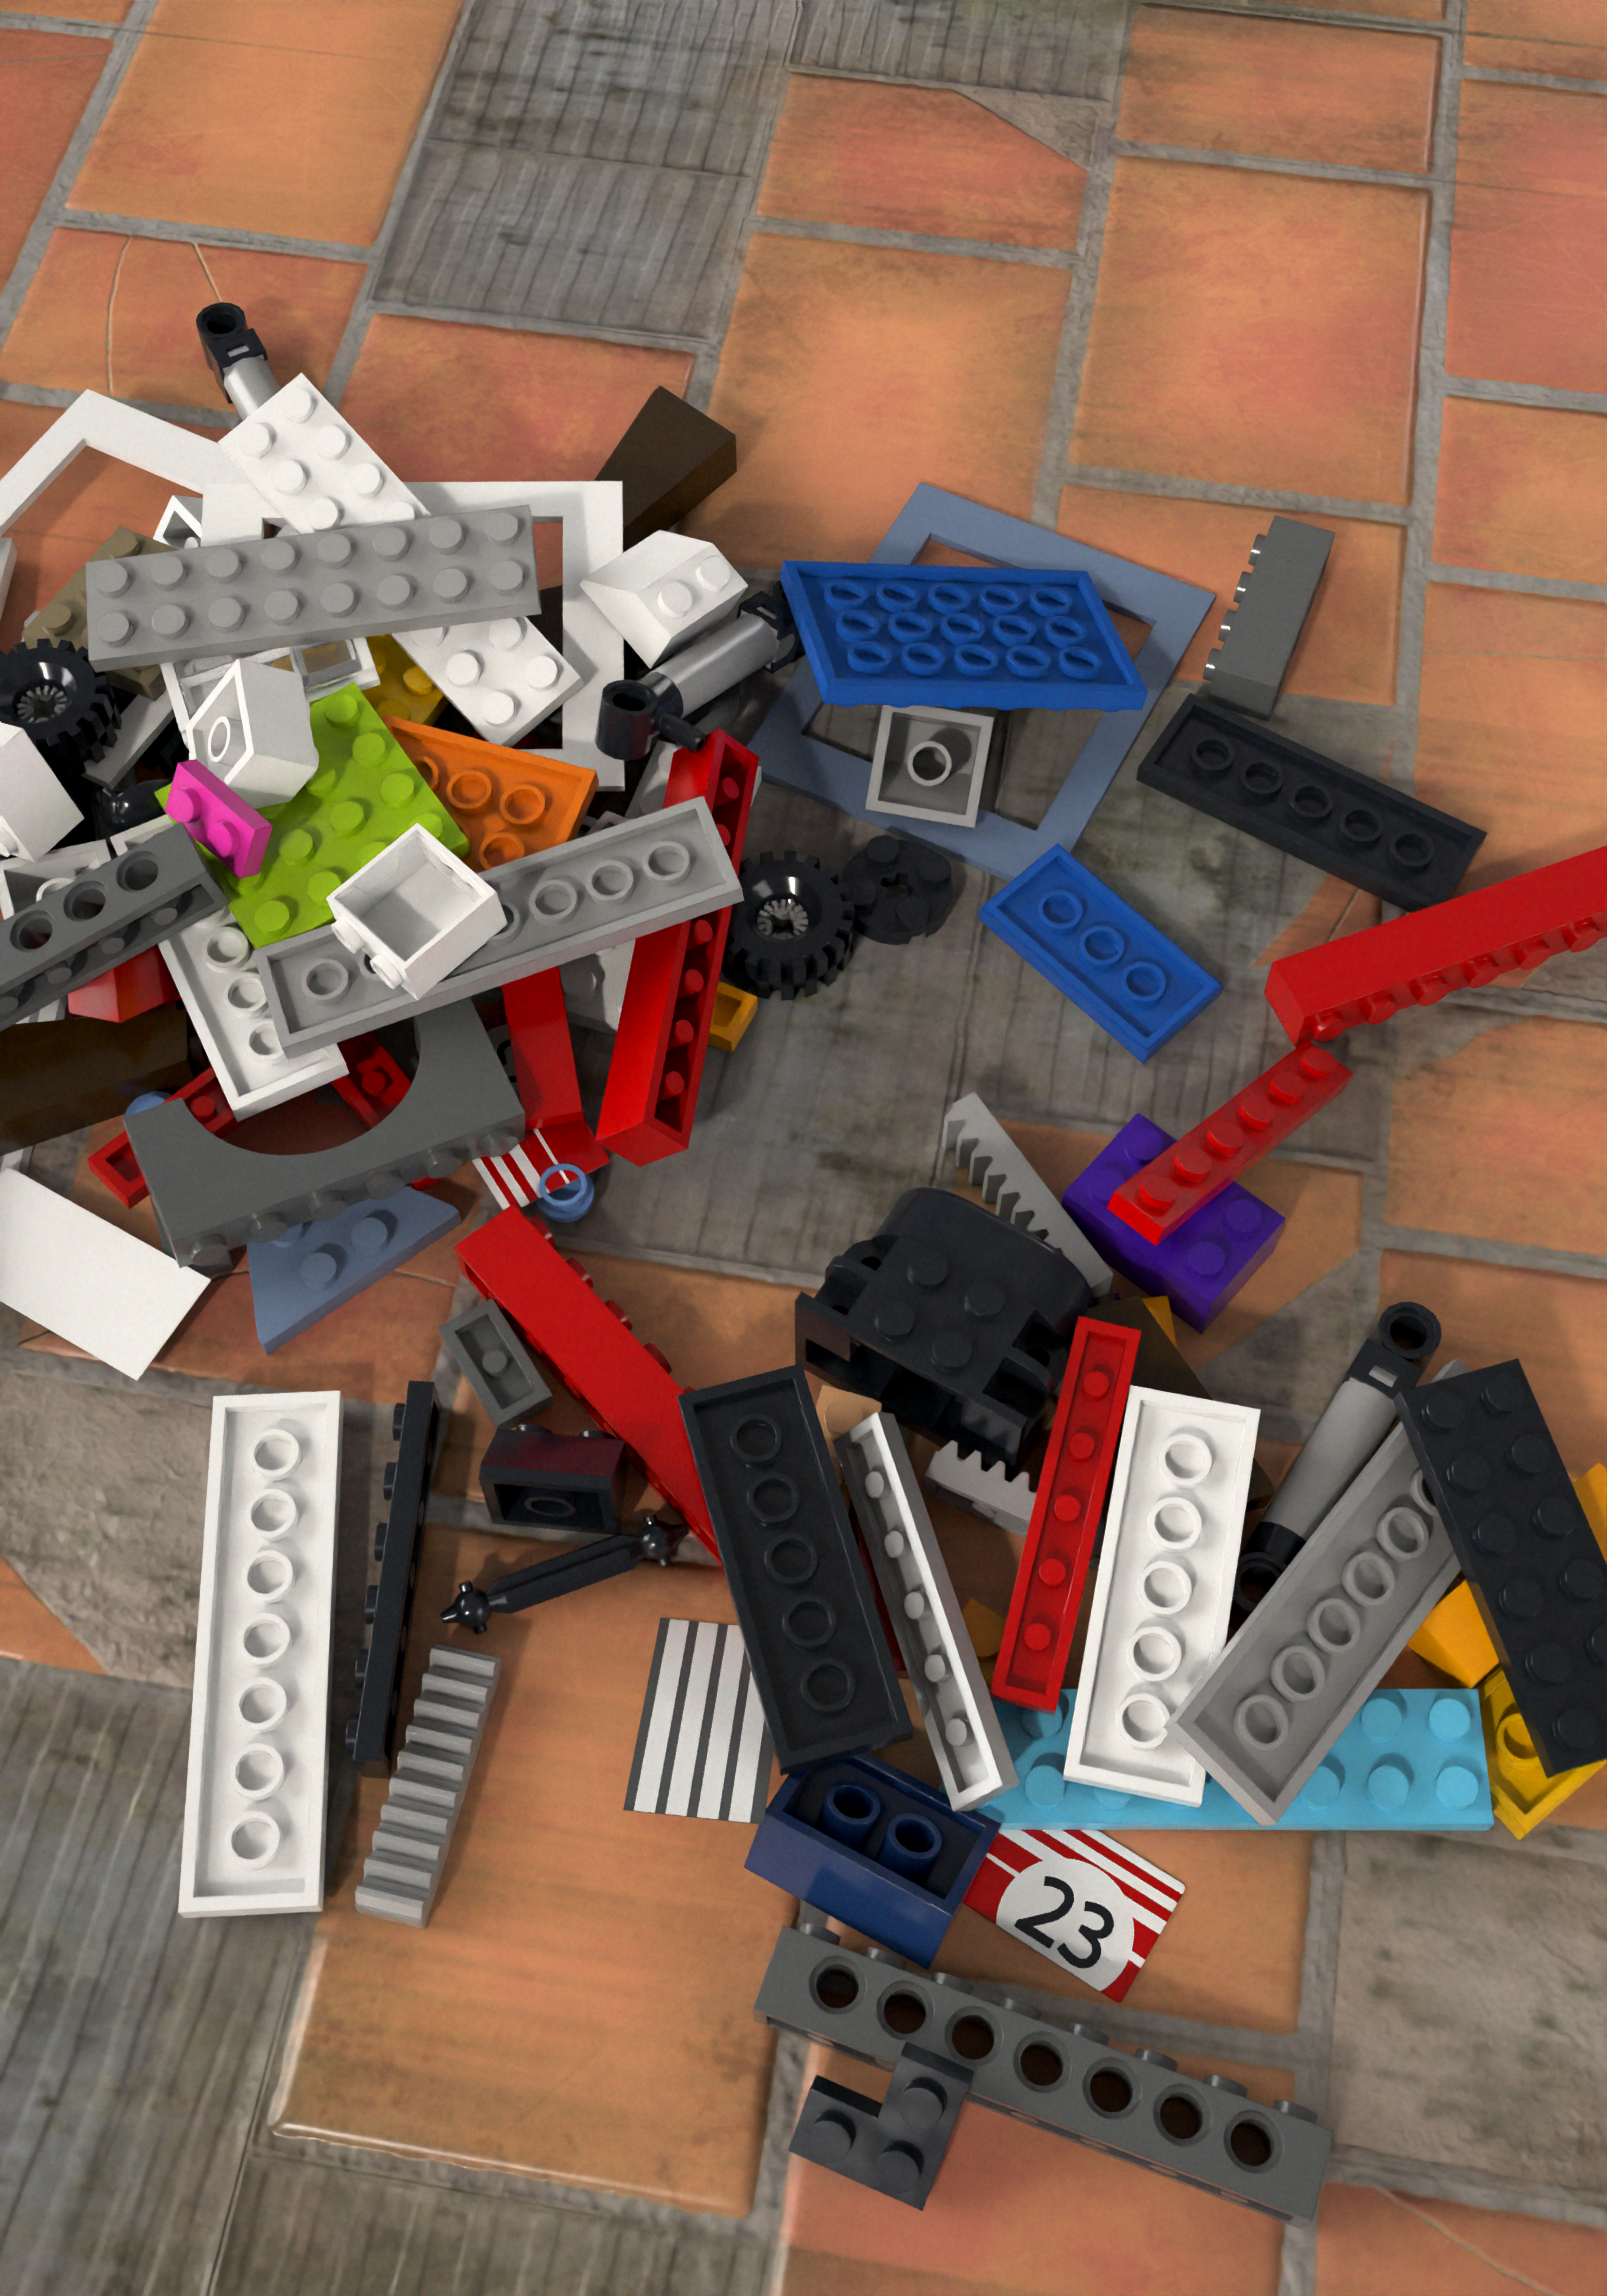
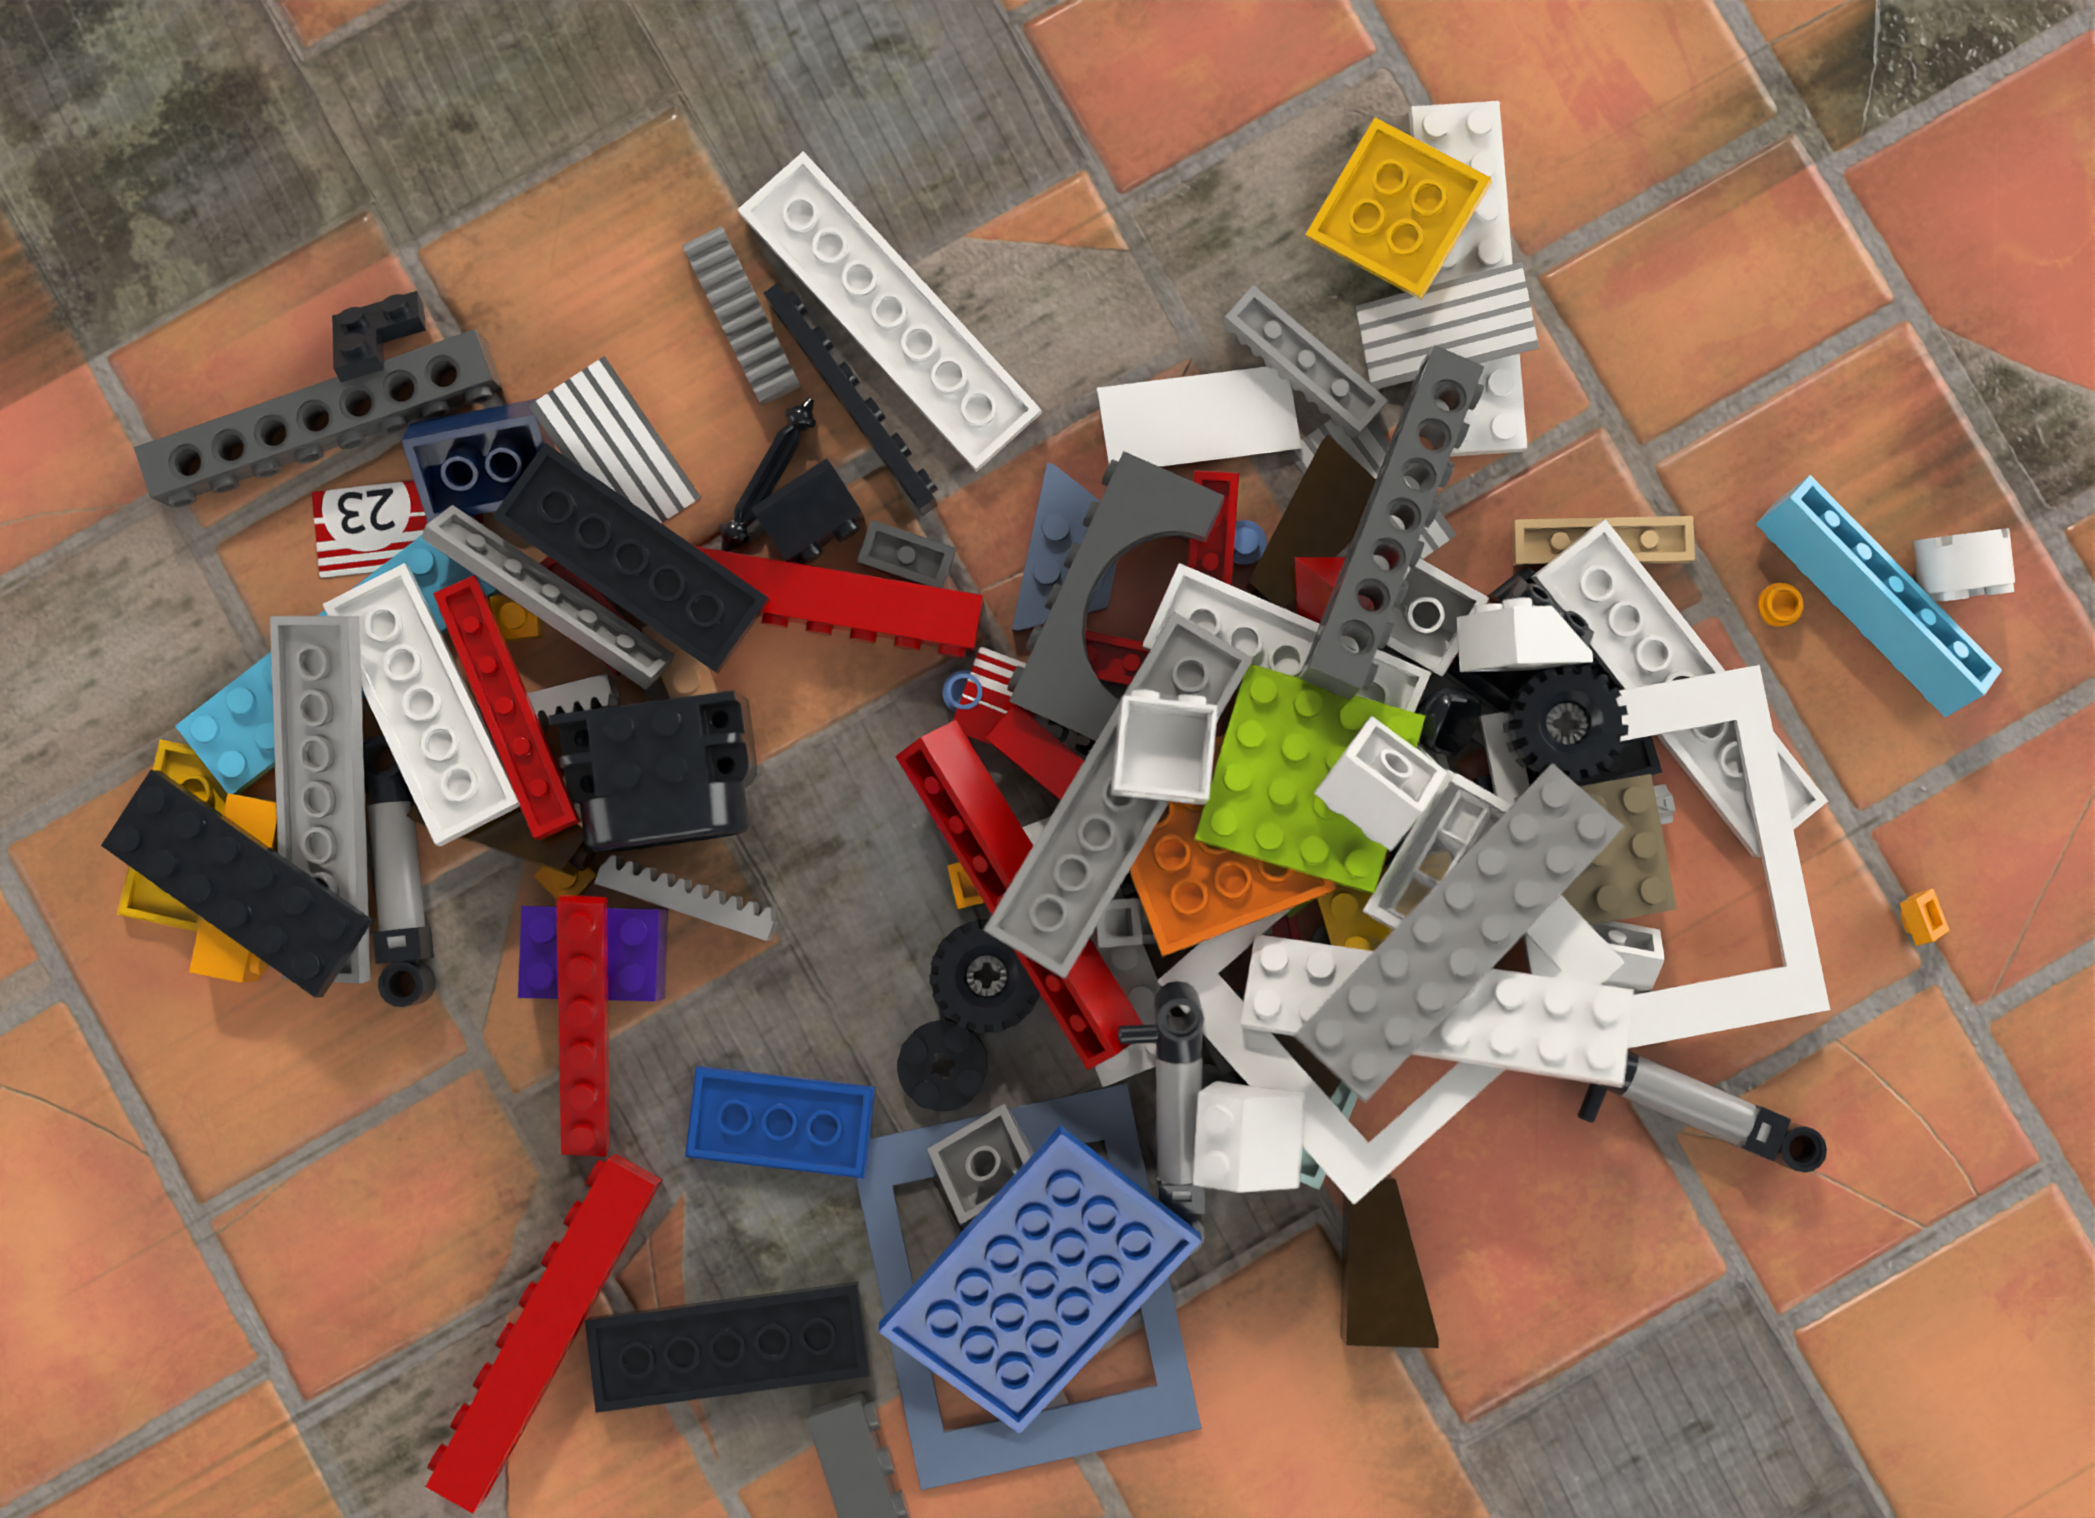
camera: 140 degrees right, 25 degrees up
(218, 818) = (1349, 715): dark pink plate -> none

